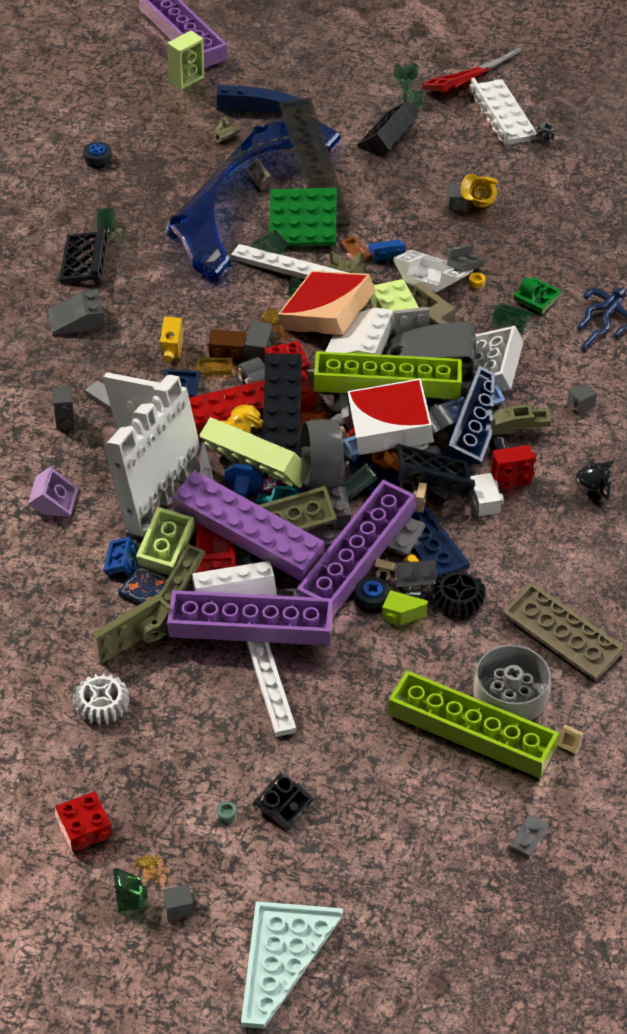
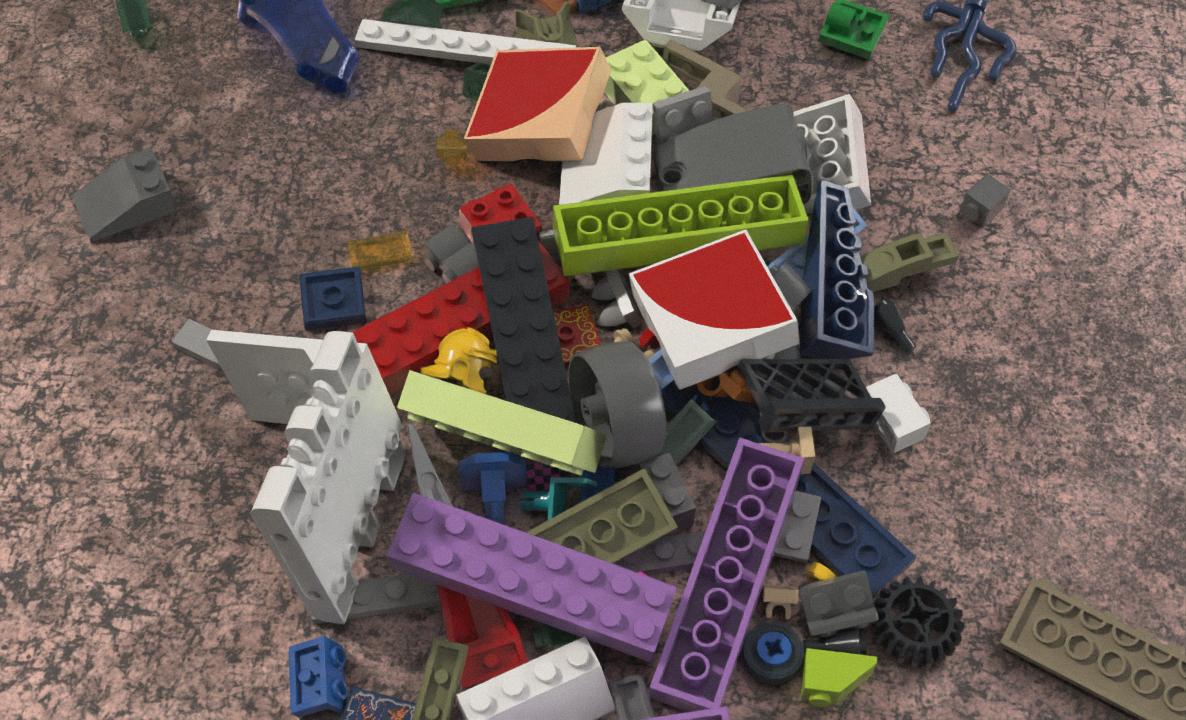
camera: 15 degrees left, 10 degrees up
(53, 494) = (163, 570): lavender slope -> none
(63, 407) = (143, 391): dark grey brick -> none
(97, 256) = (133, 80): black fence -> none
(165, 540) = (391, 635): yellowish green brick -> none
(171, 345) = (297, 217): yellow torso -> none
(227, 344) = (392, 208): reddish brown brick -> none
(258, 338) = (442, 190): dark grey brick -> none
(477, 280) = (752, 17): yellow tile -> none
(509, 316) = (827, 74): clear green bracket -> none
(513, 466) = (928, 353): red brick -> none
(596, 477) = (1066, 346): black helmet -> none

